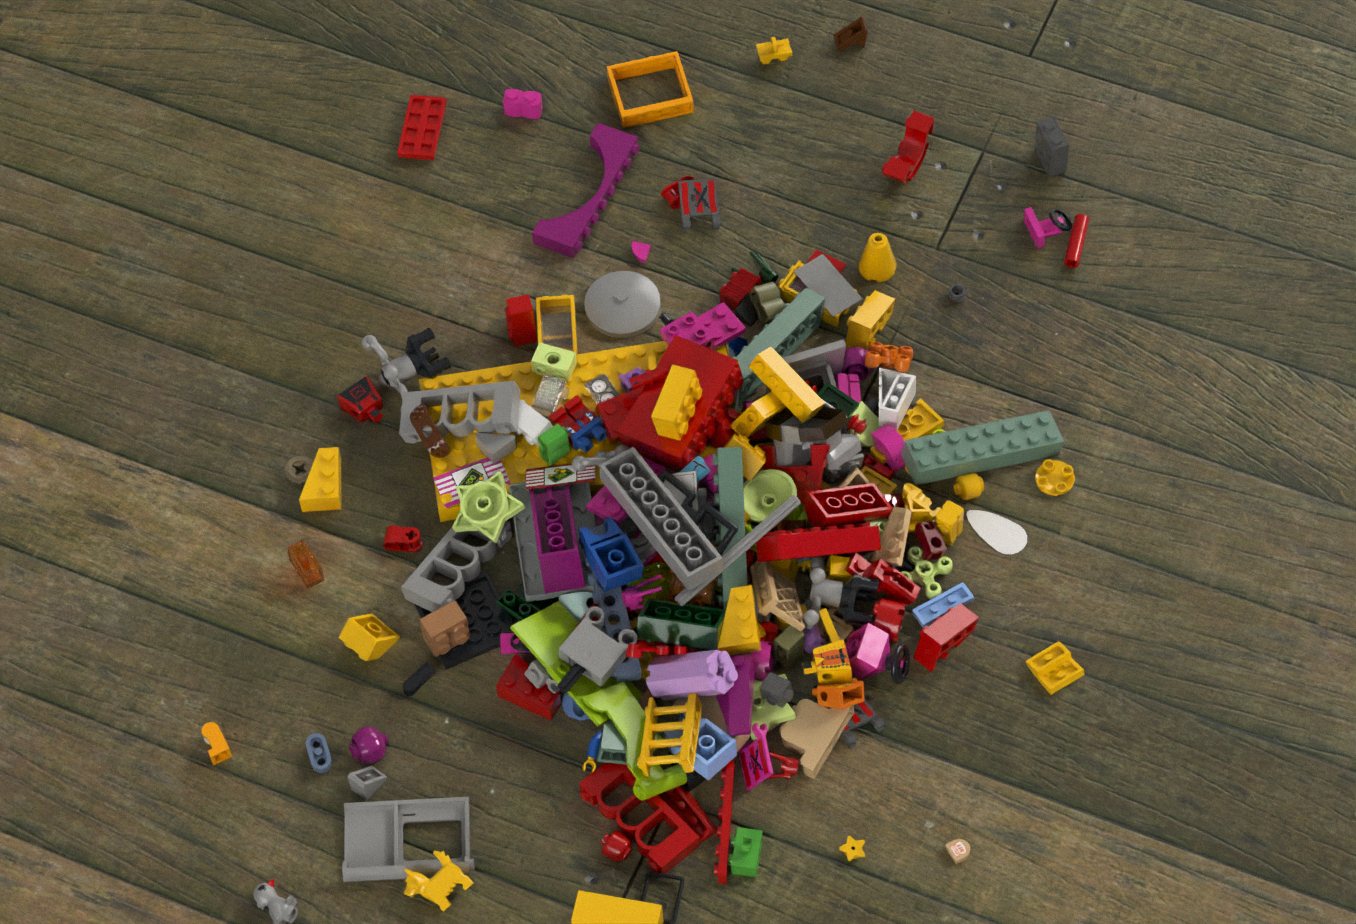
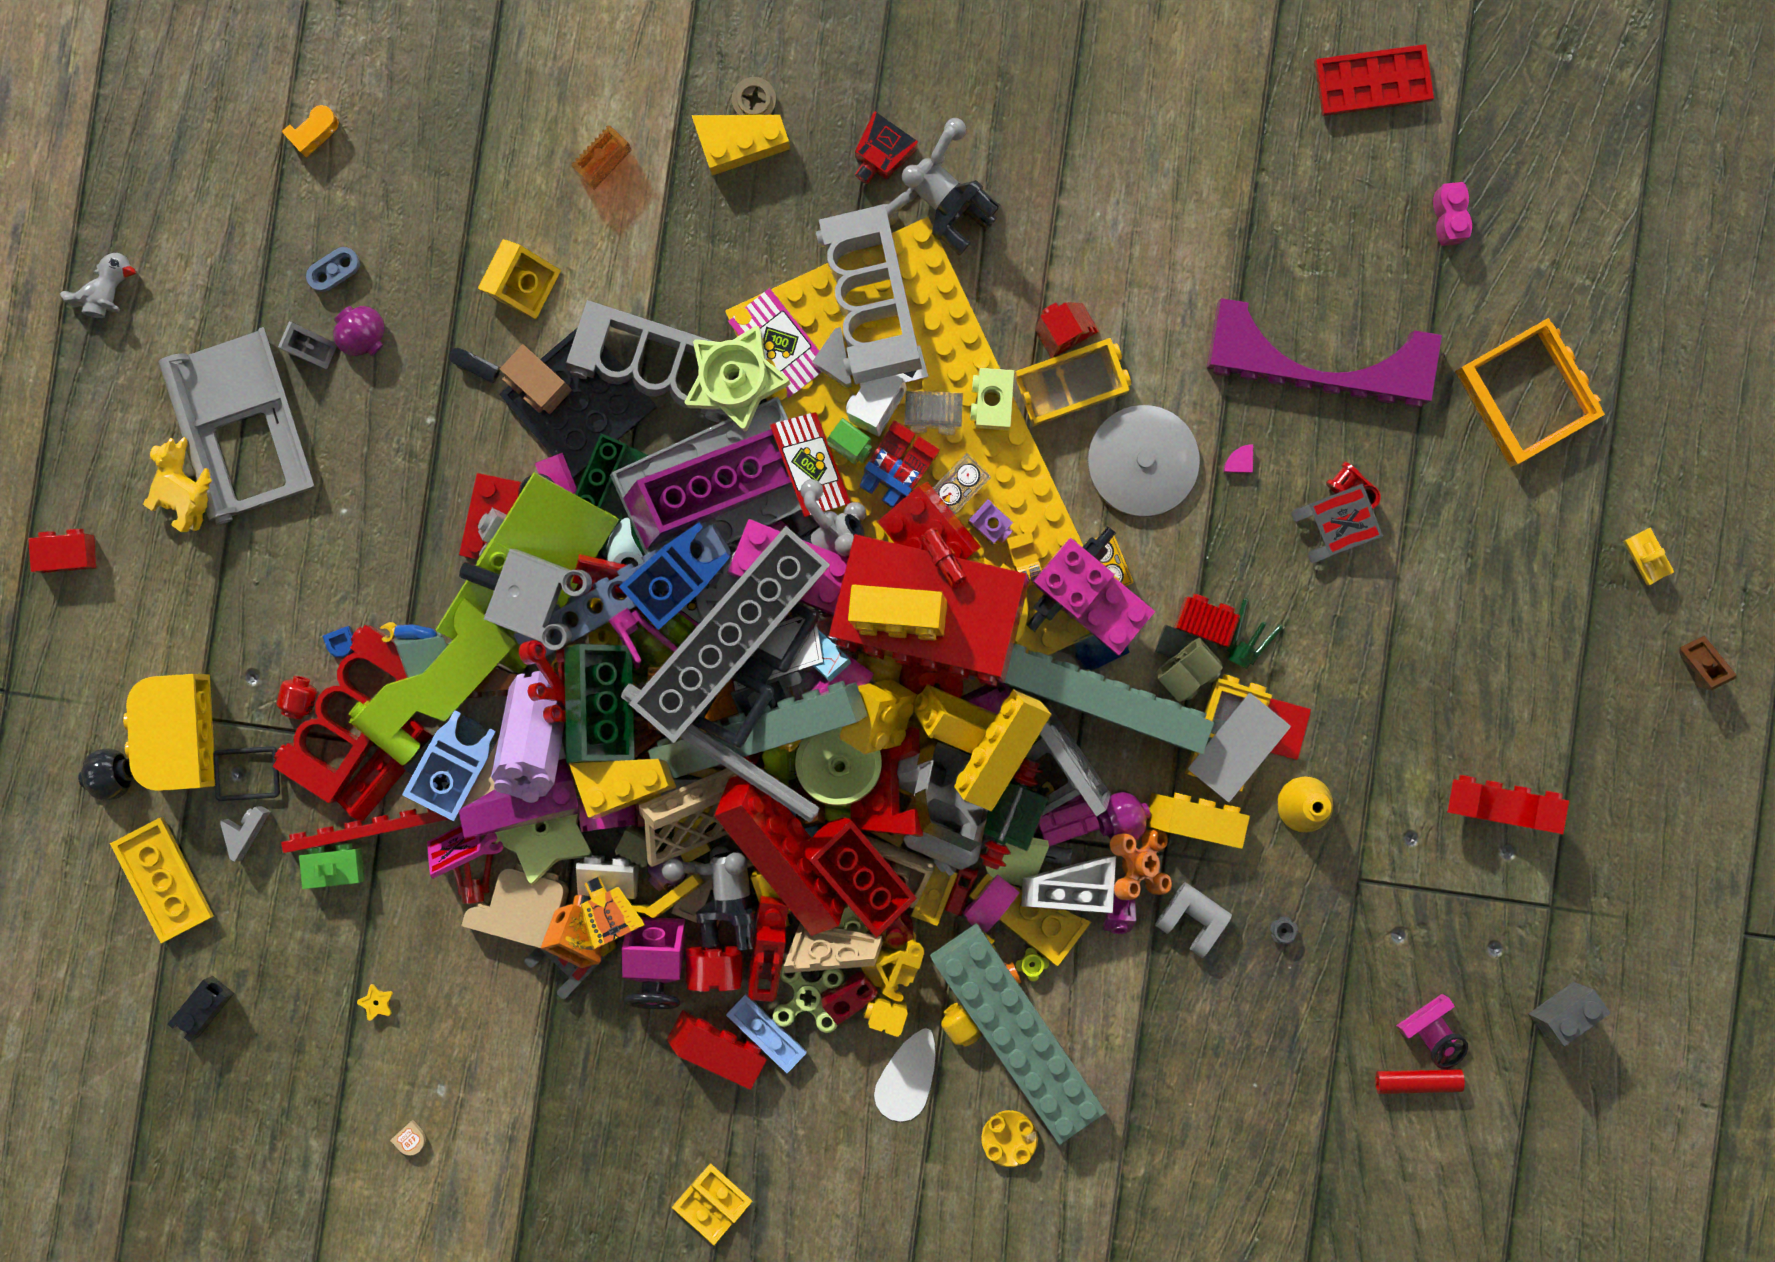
camera: 65 degrees right, 30 degrees up
(401, 538) = (678, 271): red piece -> none
(434, 443) = (838, 244): reddish brown piece -> none
(586, 813) = (339, 642): none -> blue tile
(687, 741) = (424, 759): yellow fence -> none
(706, 907) = (239, 838): none -> light grey slope
(776, 690) = (552, 852): dark grey brick -> none
(802, 683) = (614, 874): none -> white slope
(923, 338) = (1200, 908): none -> light grey connector
(923, 379) = (1122, 918): none -> magenta bracket

